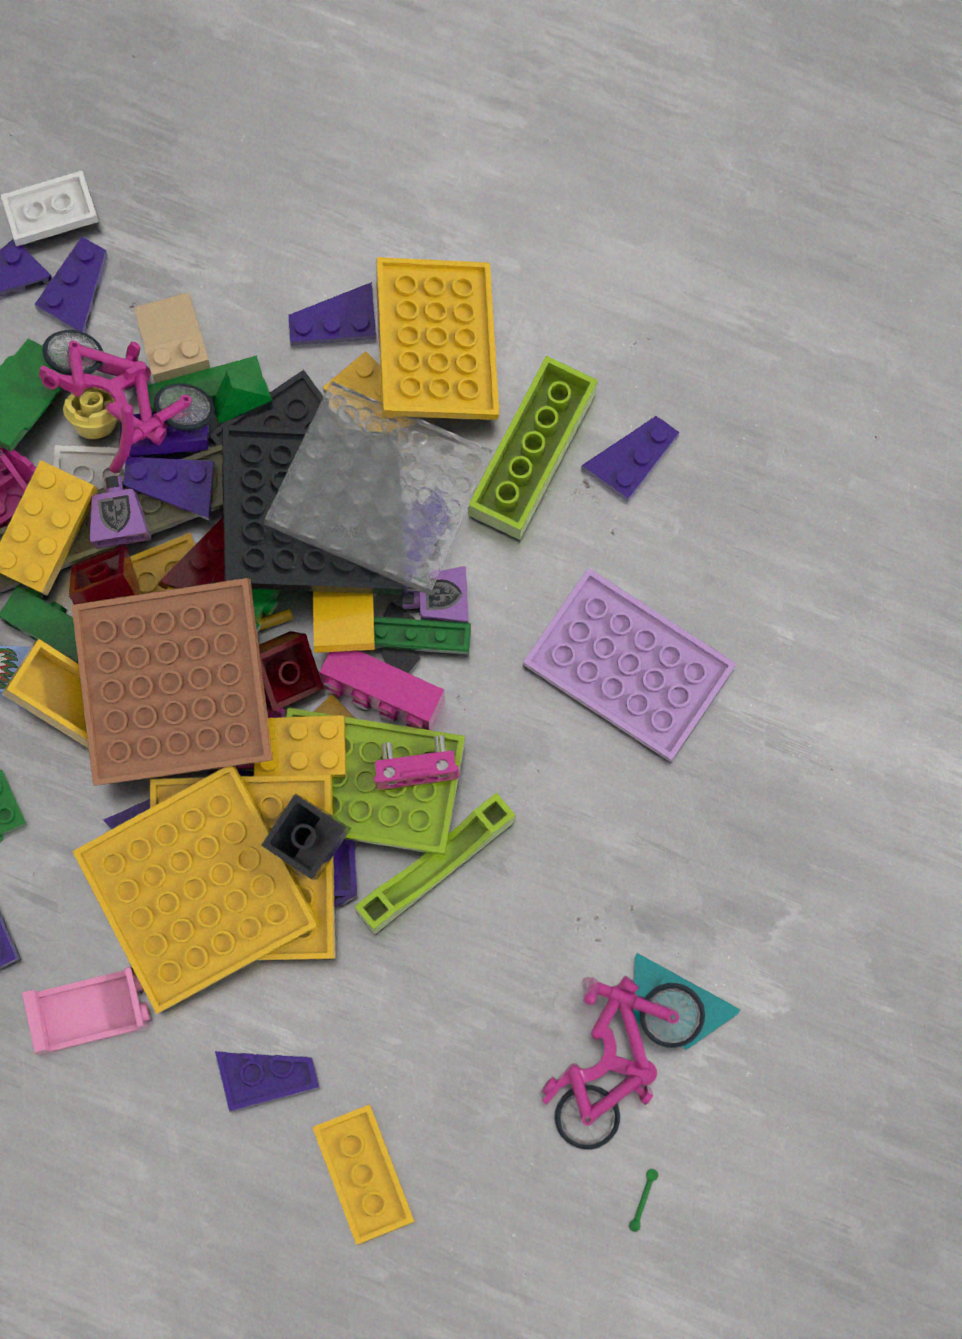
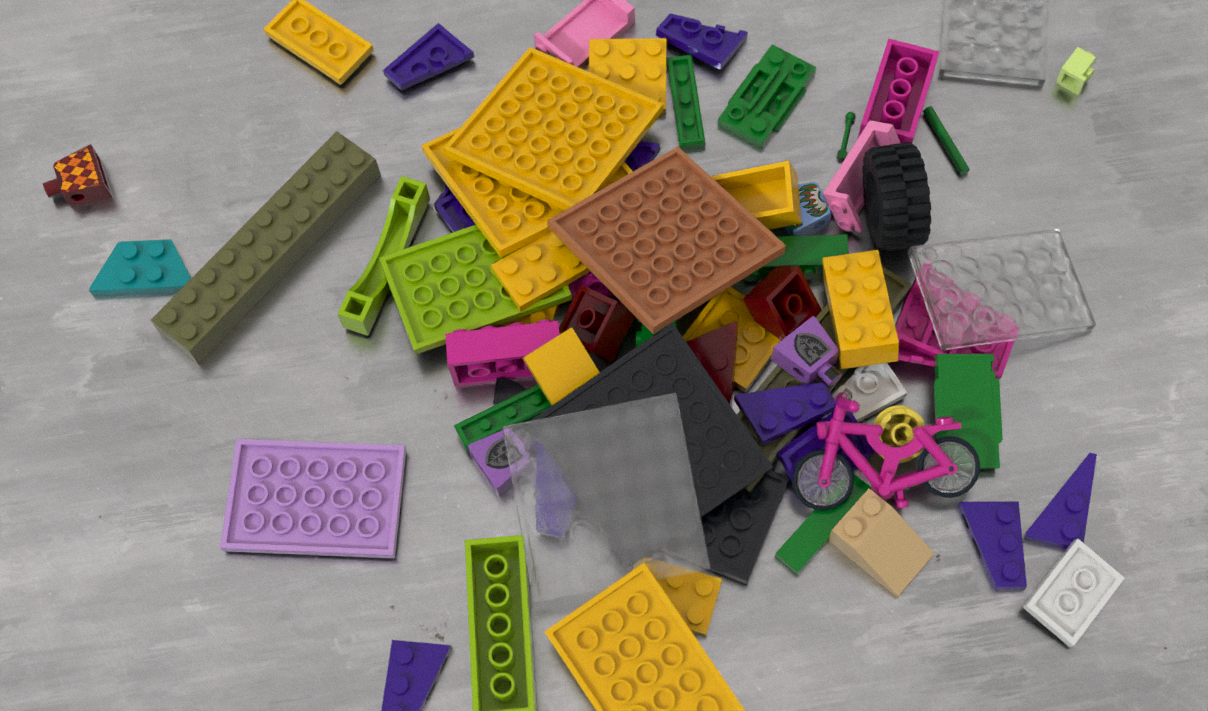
camera: 155 degrees right, 10 degrees down
(41, 865) = (685, 102): none -> green tile
(71, 930) = (632, 64): none -> yellow plate
(239, 395) = (784, 524): green slope -> none
(306, 837) = (483, 189): black slope -> none
(336, 319) = (752, 649): dark purple wing -> none
(416, 768) = (436, 297): dark pink piece -> none
(541, 948) = (266, 247): none -> olive brick
(651, 1175) = (105, 151): green hinge -> none
(669, 1017) = (142, 238): piece -> none
(693, 1149) = (79, 178): none -> dark red torso

